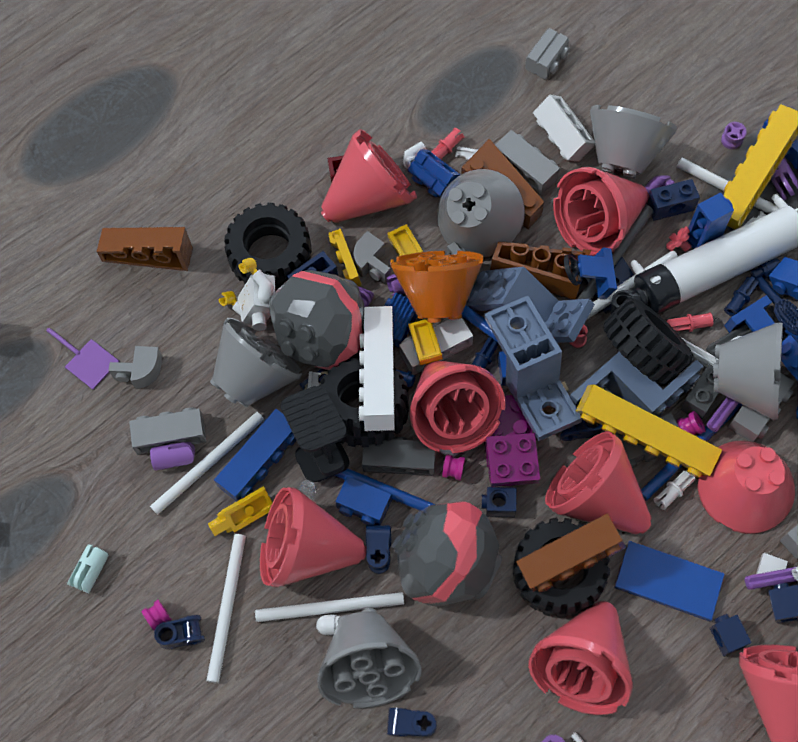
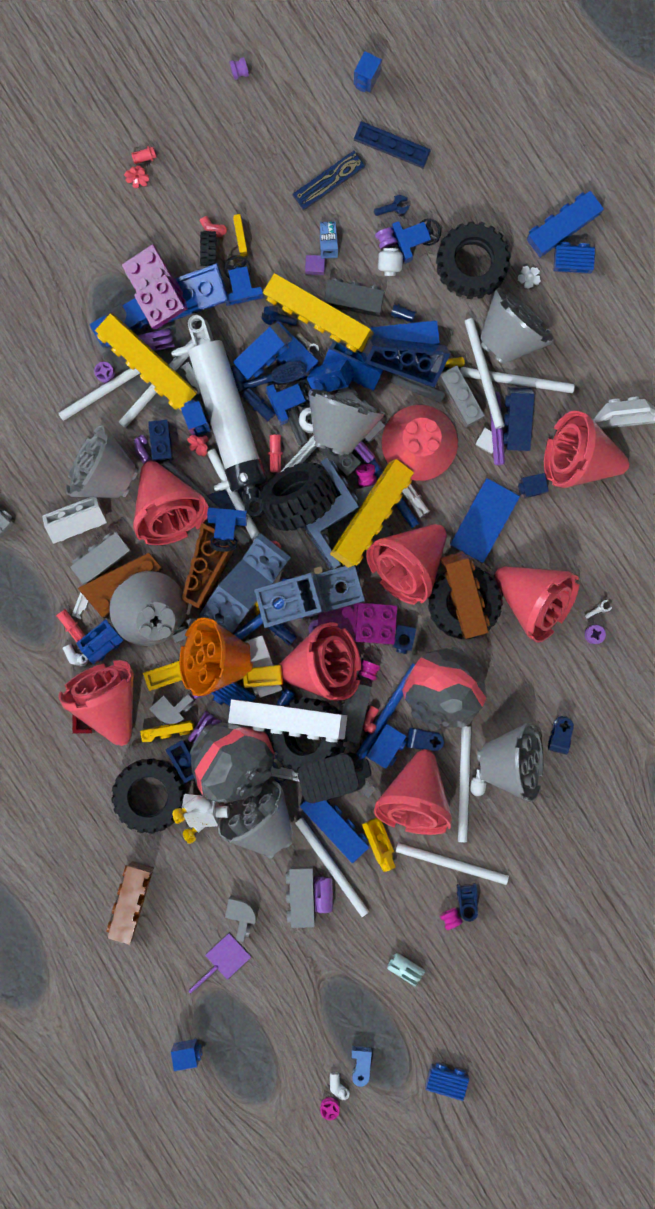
camera: 85 degrees left, 20 degrees up
(387, 476) = (369, 718): none -> coral arm
(706, 133) = (98, 393): none -> white piece

